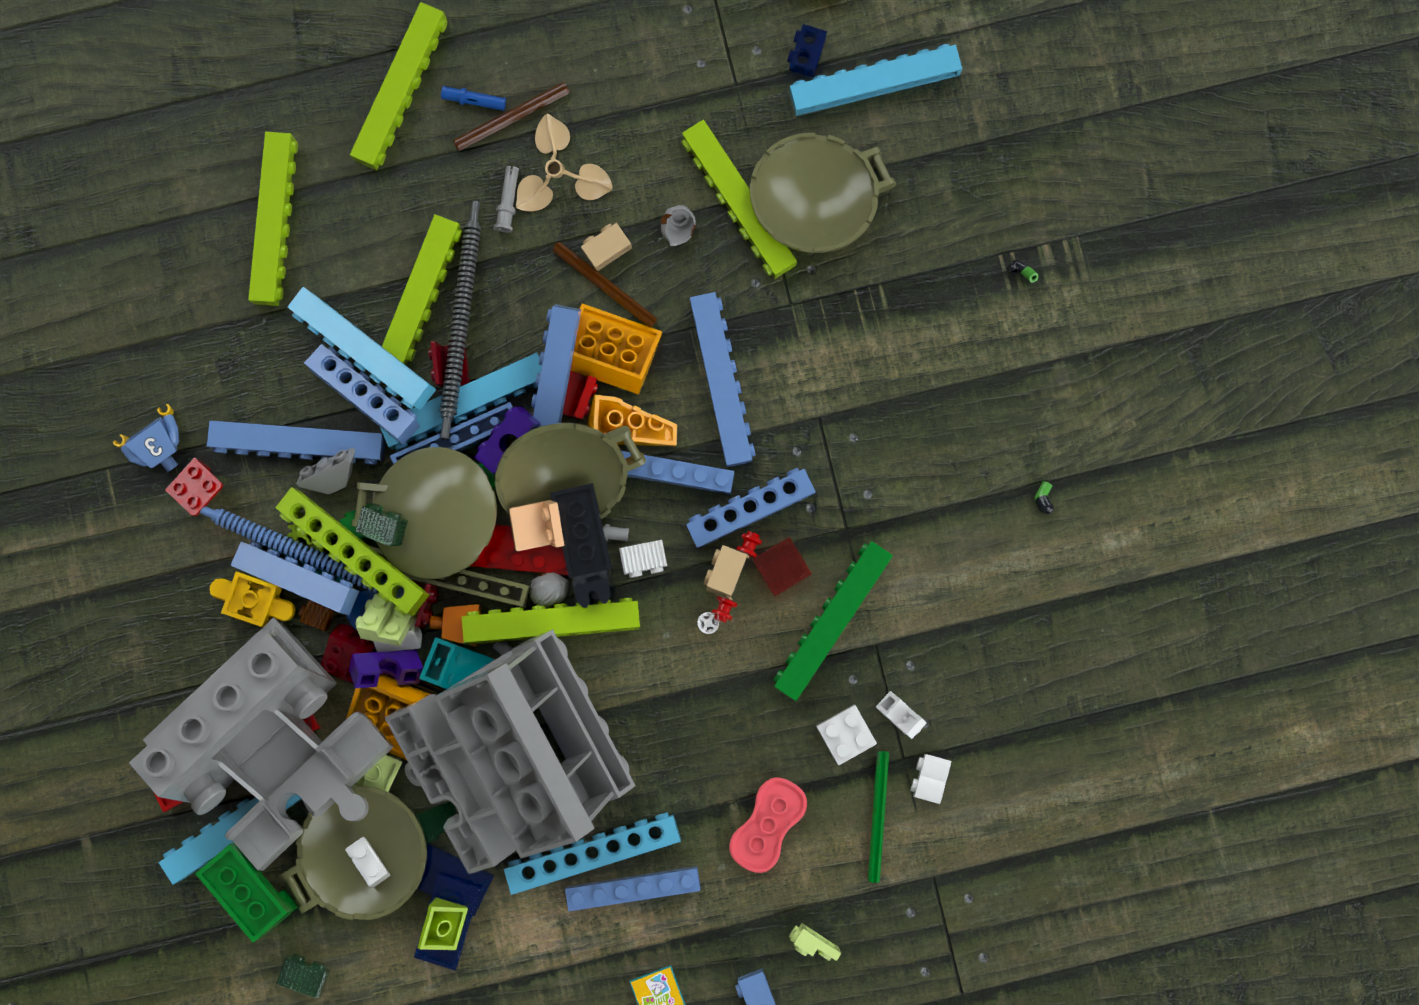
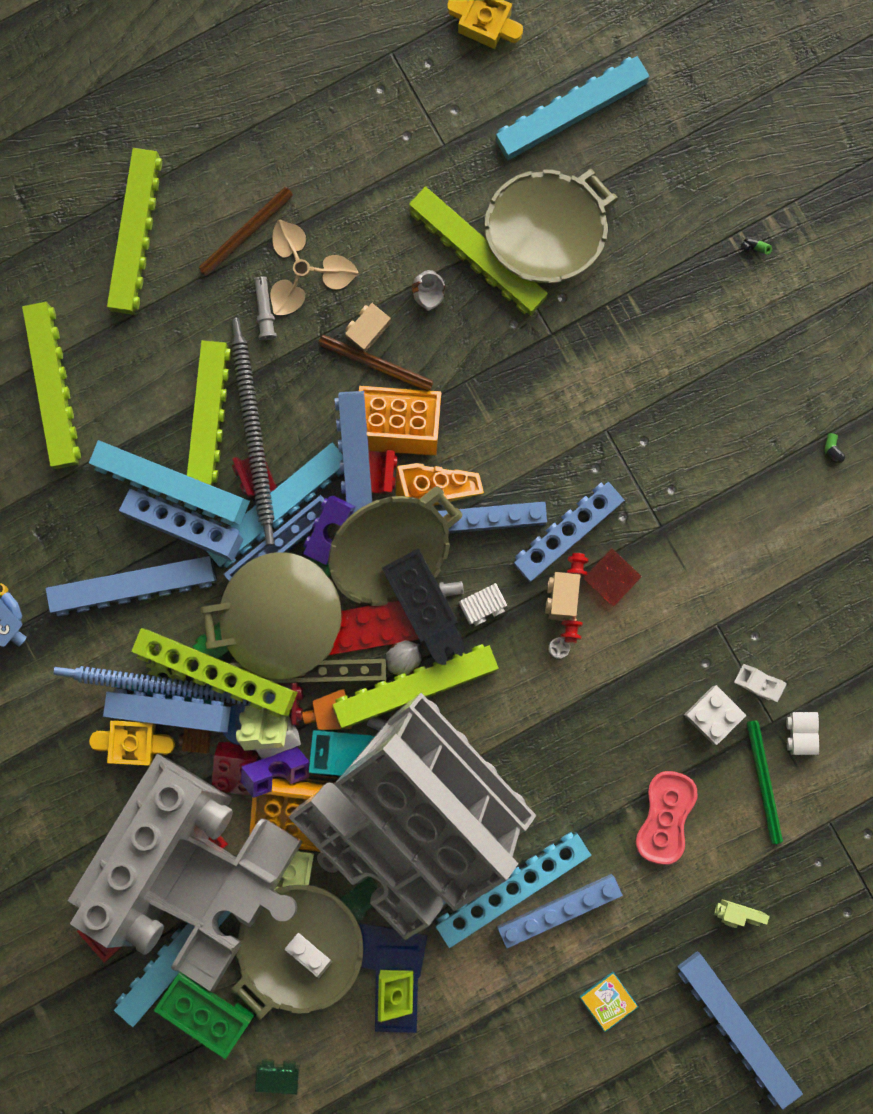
camera: 20 degrees left, 0 degrees up
(194, 487) = (49, 652): bracket -> none
(328, 474) = (170, 607): light grey slope -> none
(381, 525) = (236, 640): clear green brick -> none
(473, 98) = (200, 224): blue pin -> none
(536, 525) = (377, 601): light nougat bracket -> none
(721, 381) = (508, 420): medium blue brick -> none
(810, 51) = (504, 97): clear blue brick -> none
(833, 620) = (673, 614): green brick -> none

